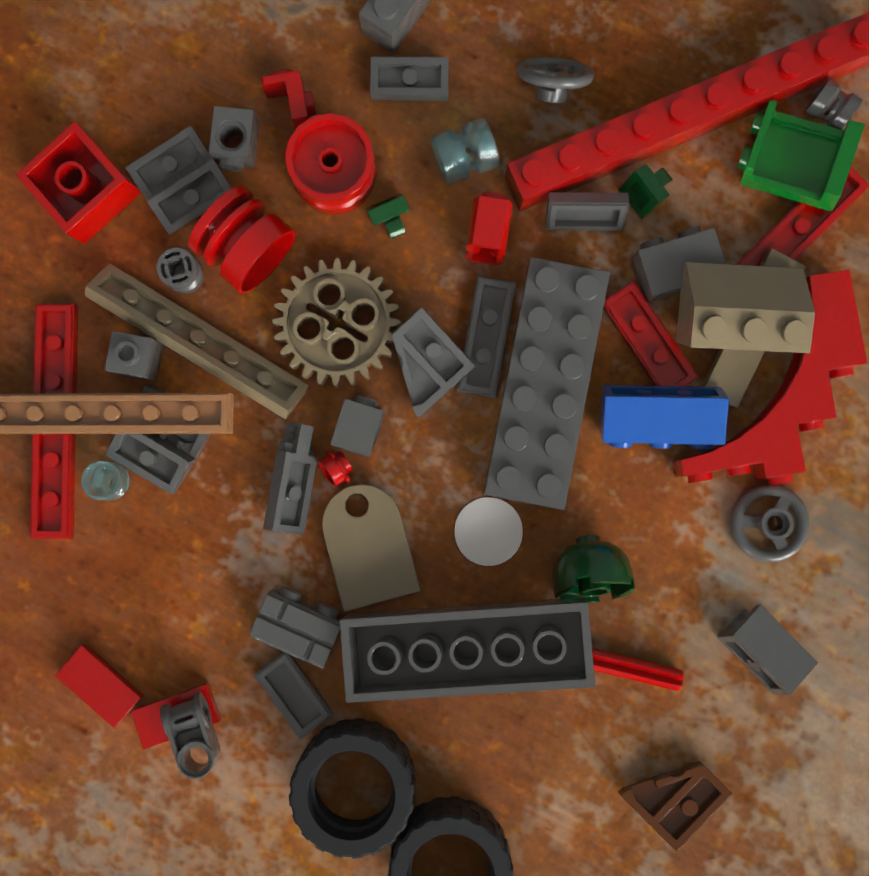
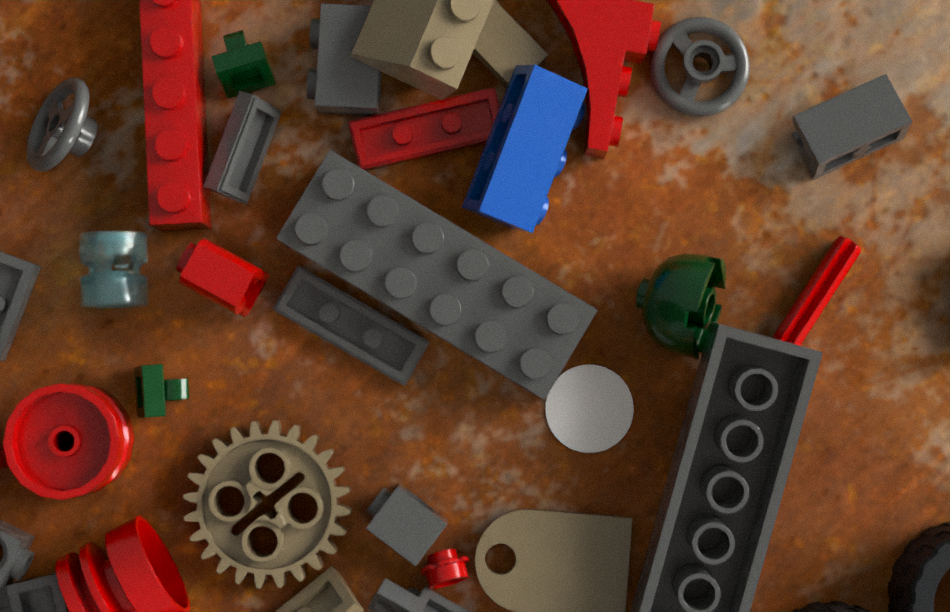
camera: 75 degrees left, 0 degrees up
(428, 360) = (355, 408): dark grey wing -> none

